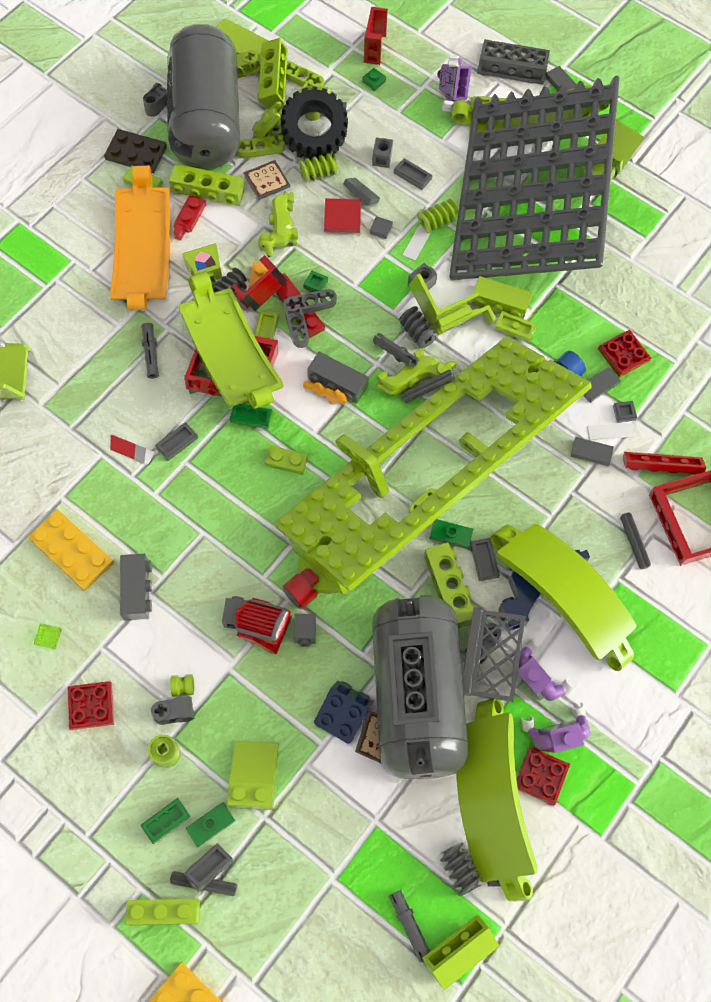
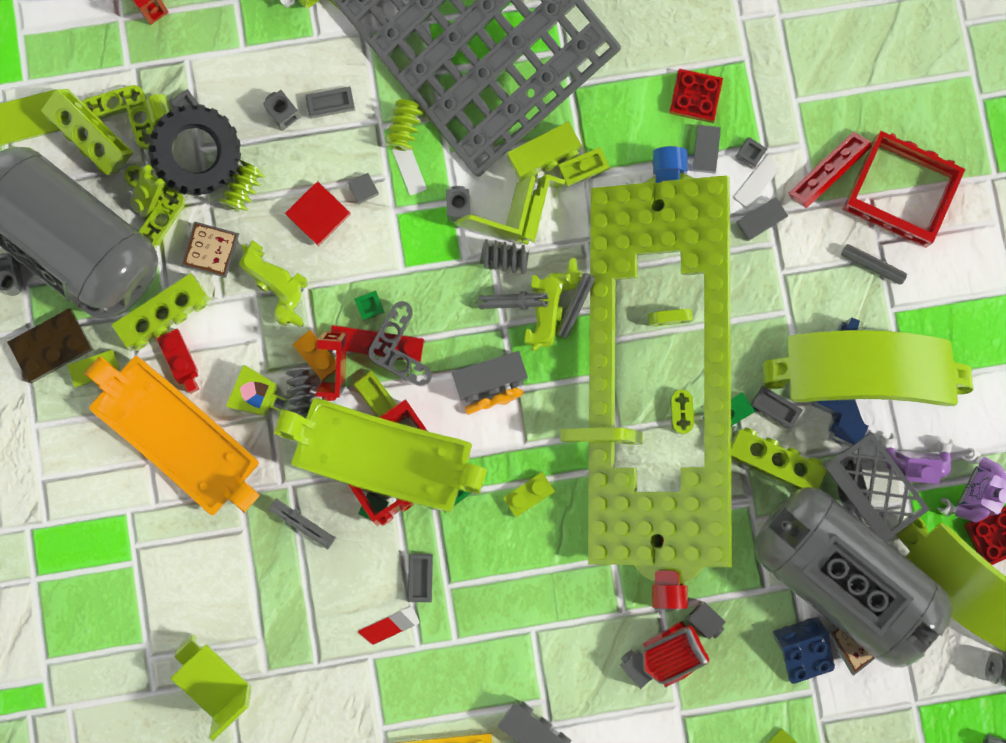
camera: 50 degrees left, 15 degrees up
(245, 63) = (45, 145): lime piece -> none
(361, 191) = (307, 170): dark grey tile -> none
(374, 79) = (182, 35): green plate -> none

